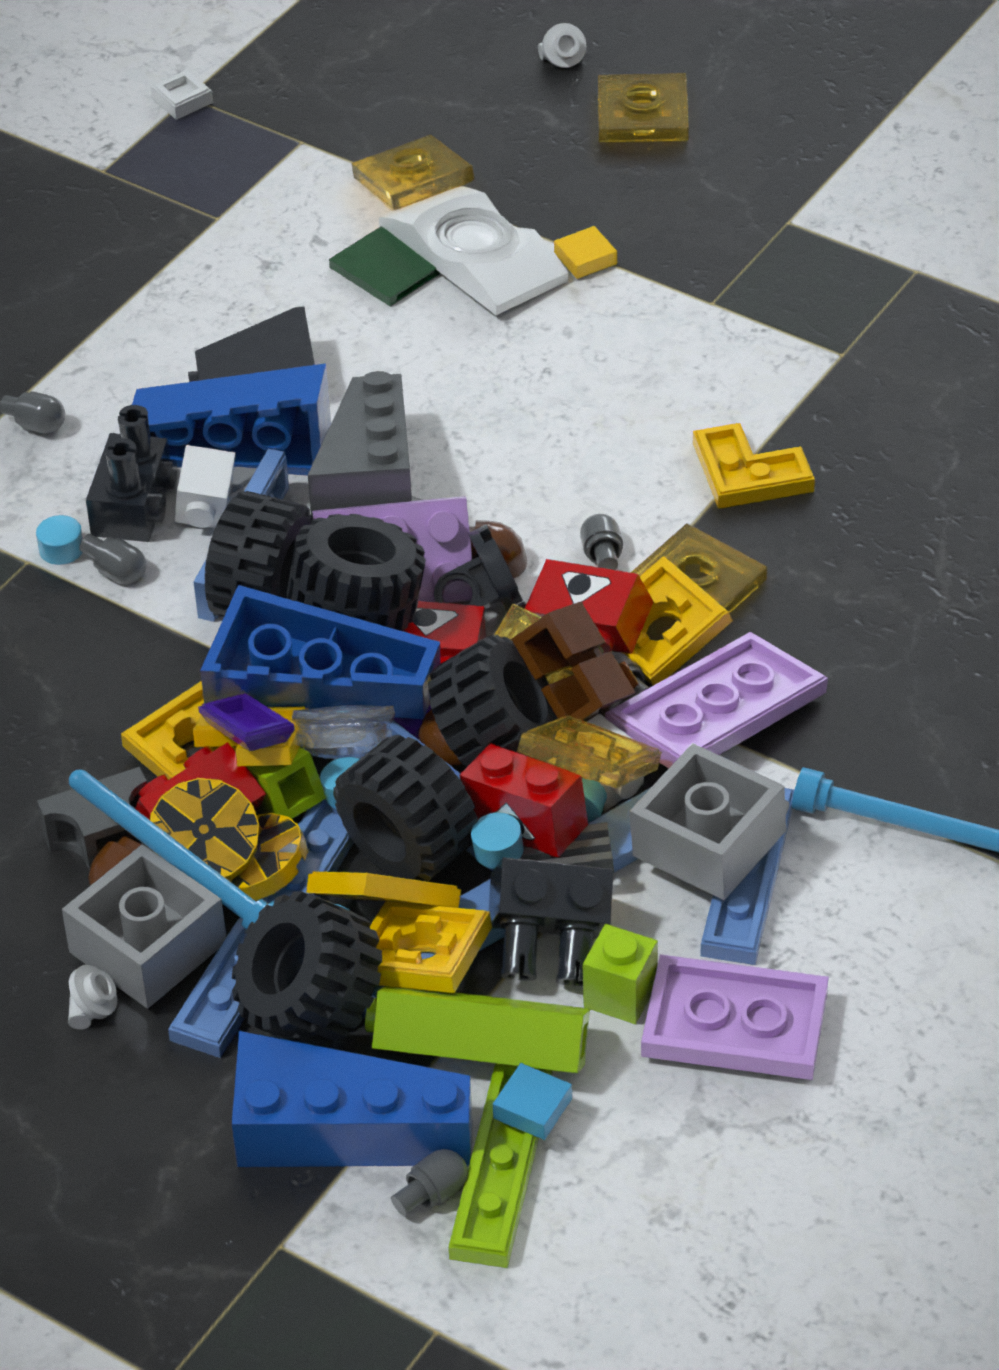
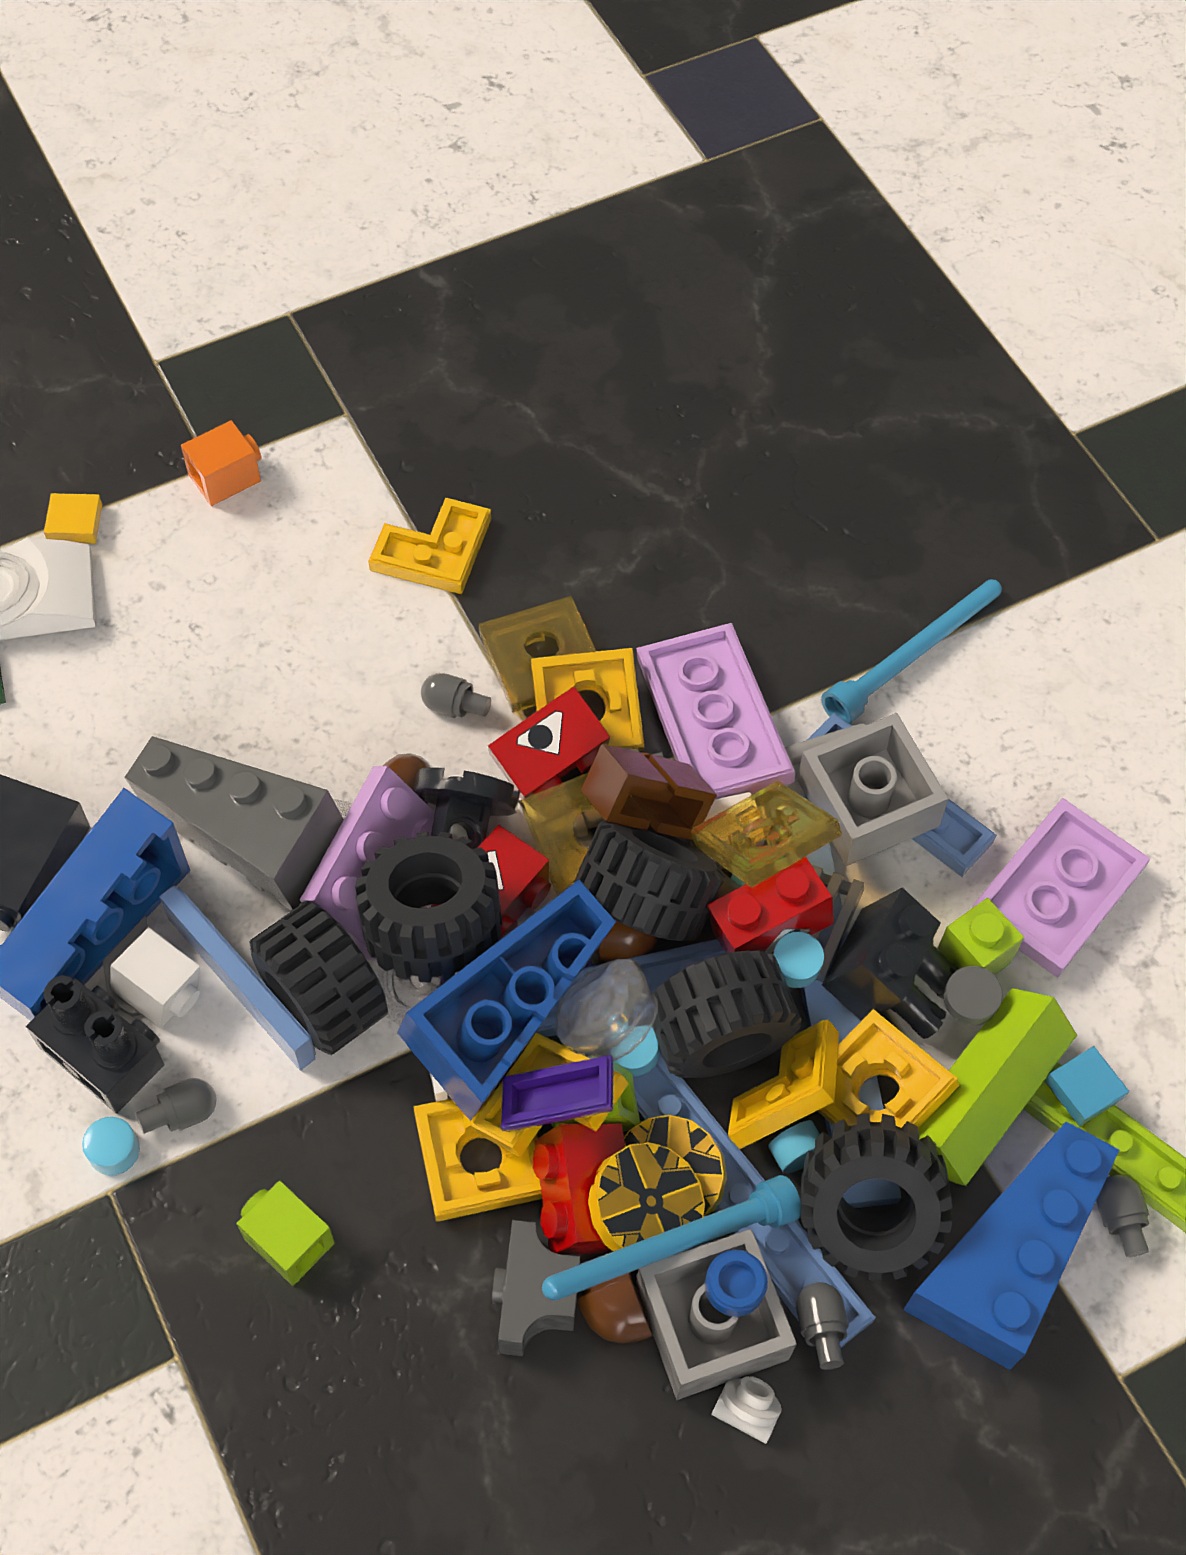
camera: 65 degrees left, 15 degrees up
(51, 659) = (284, 1231): none -> lime brick
(164, 901) = (736, 1283): none -> blue tile
(185, 1000) = (823, 1322): none -> dark grey cylinder
(555, 975) = (973, 995): none -> dark grey tile
(709, 299) = (222, 462): none -> orange brick

